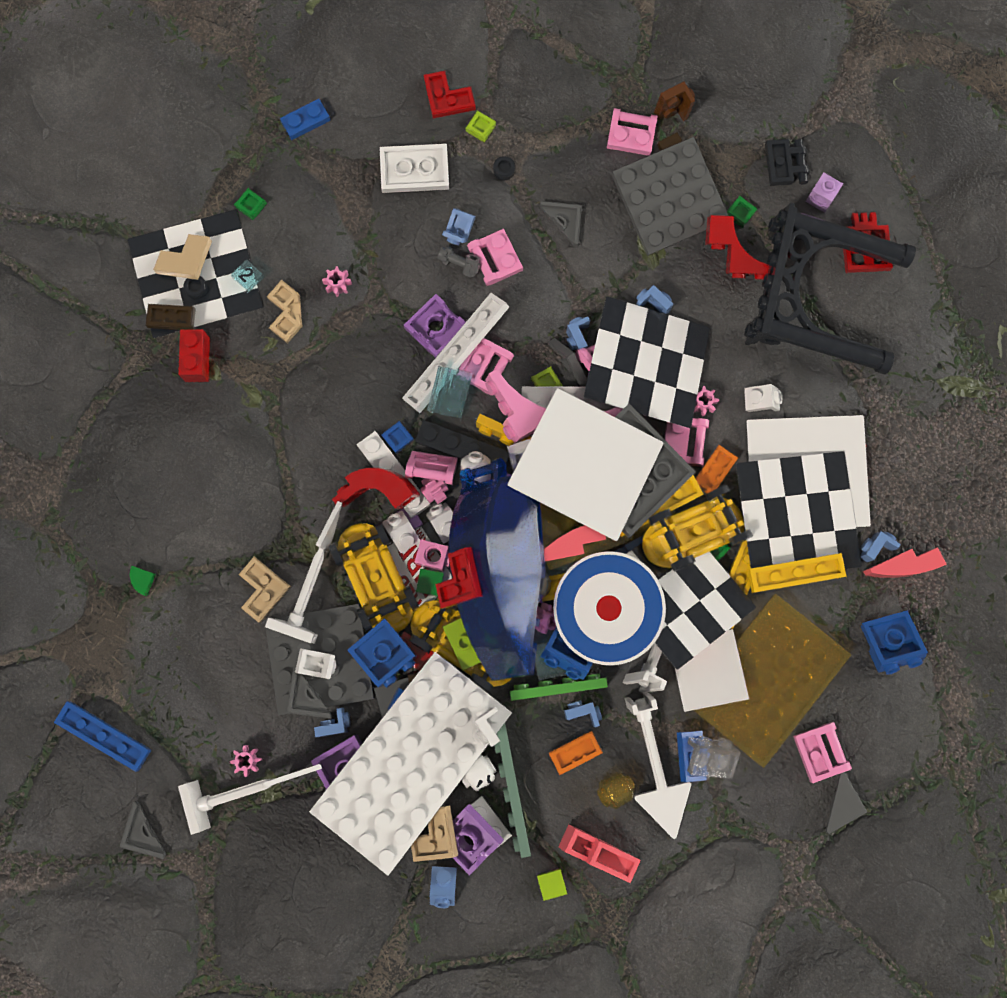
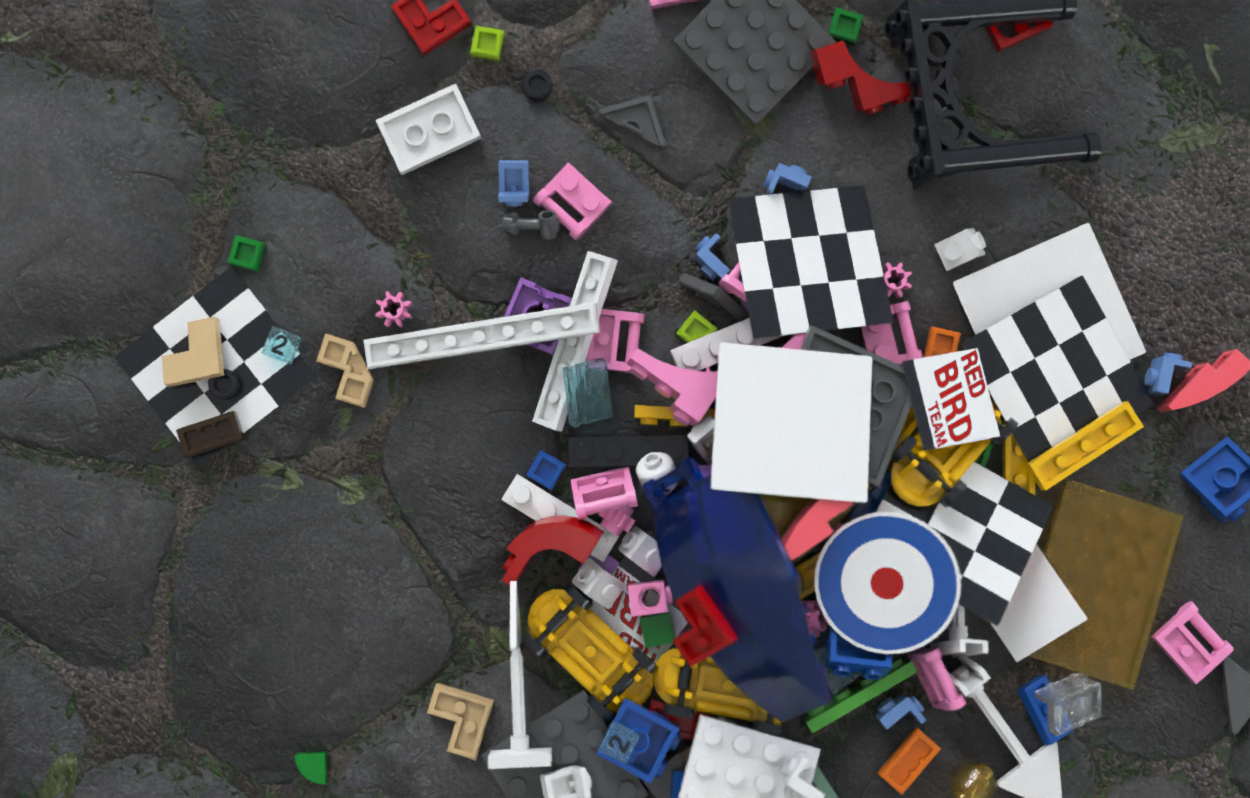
camera: 20 degrees left, 5 degrees up
(194, 355) = (260, 471): red brick -> none
(305, 119) = (268, 119): blue plate -> none
(367, 647) = (619, 742): none -> clear light blue tile
(391, 323) = (482, 336): none -> white tile
(461, 644) = (725, 691): lime plate -> none
(618, 698) = (935, 679): none -> bright pink plate
(709, 496) = (950, 399): none -> sticker

